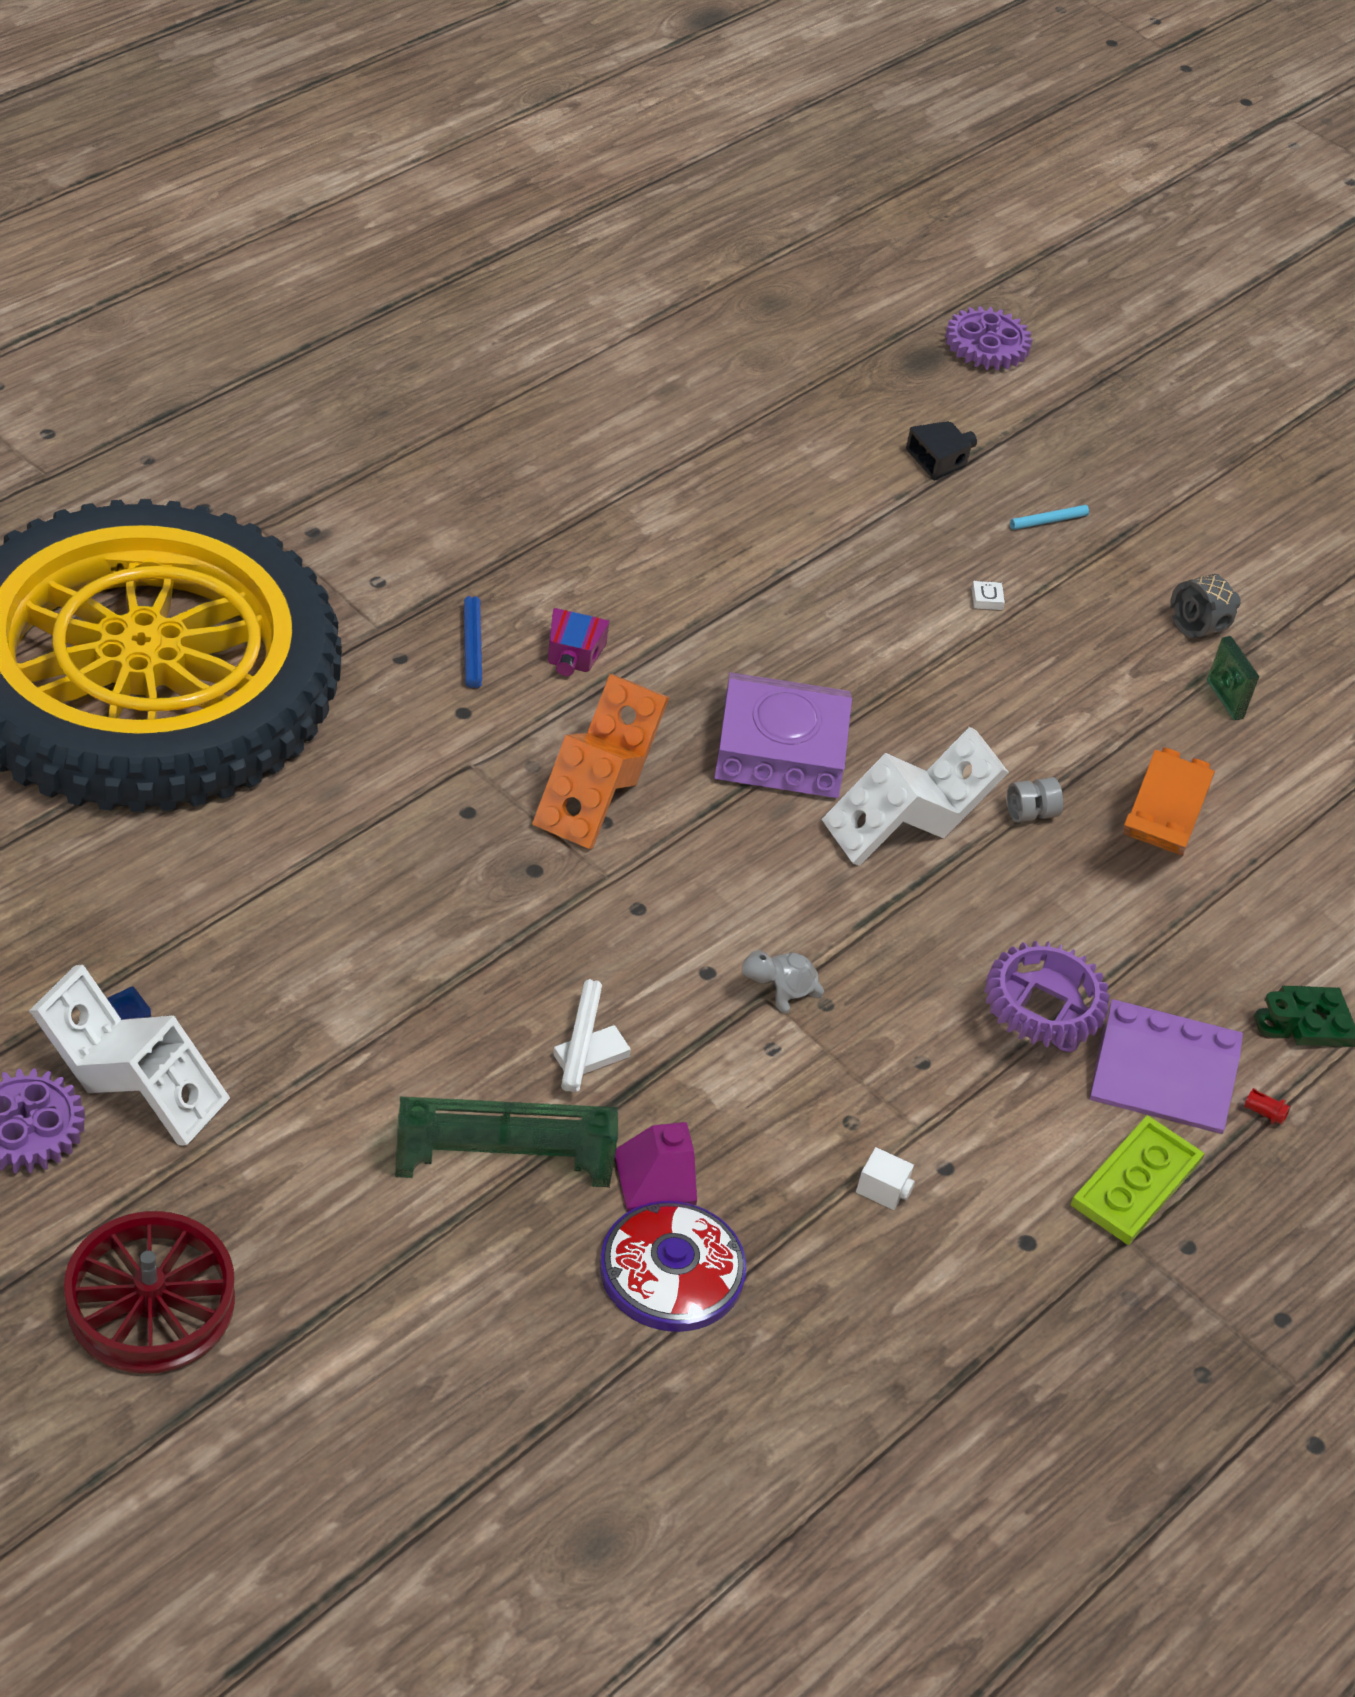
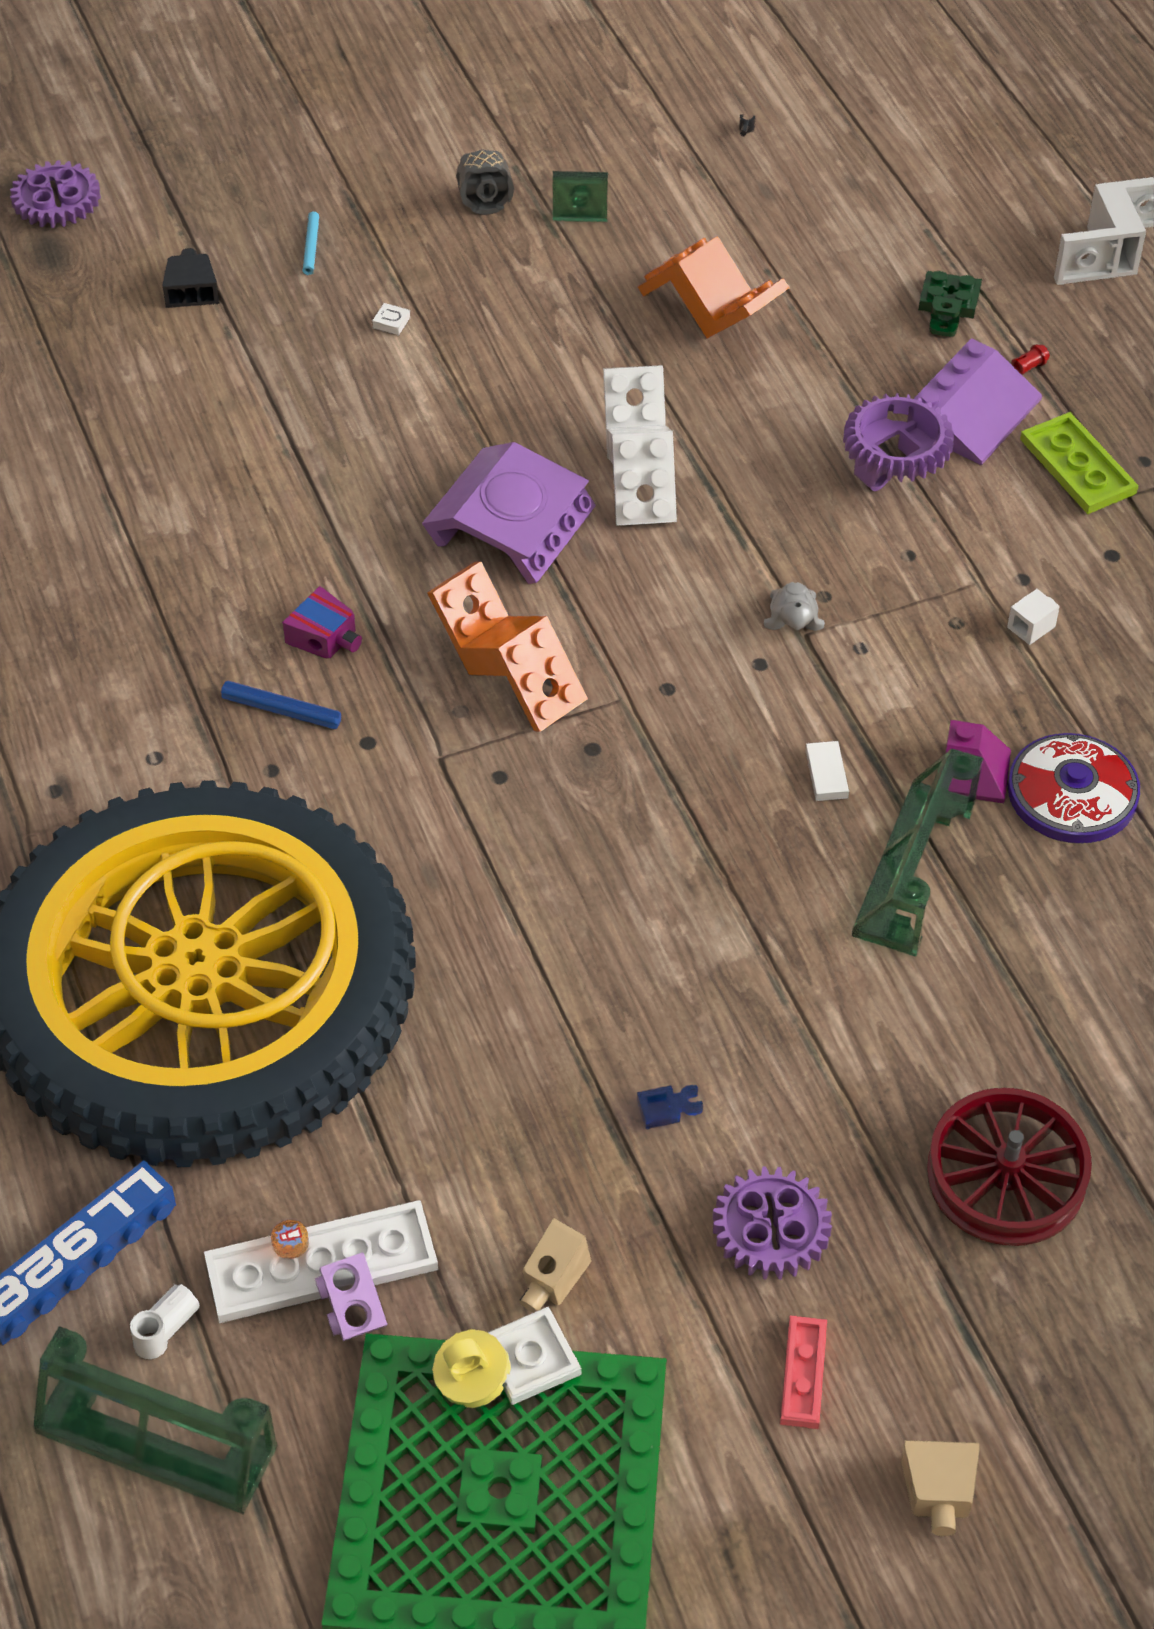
camera: 60 degrees left, 5 degrees up
(130, 1054) = (740, 1108): white bracket -> none
(581, 1036) = (817, 767): white axle -> none
(1035, 799) = (671, 365): light grey wheel -> none

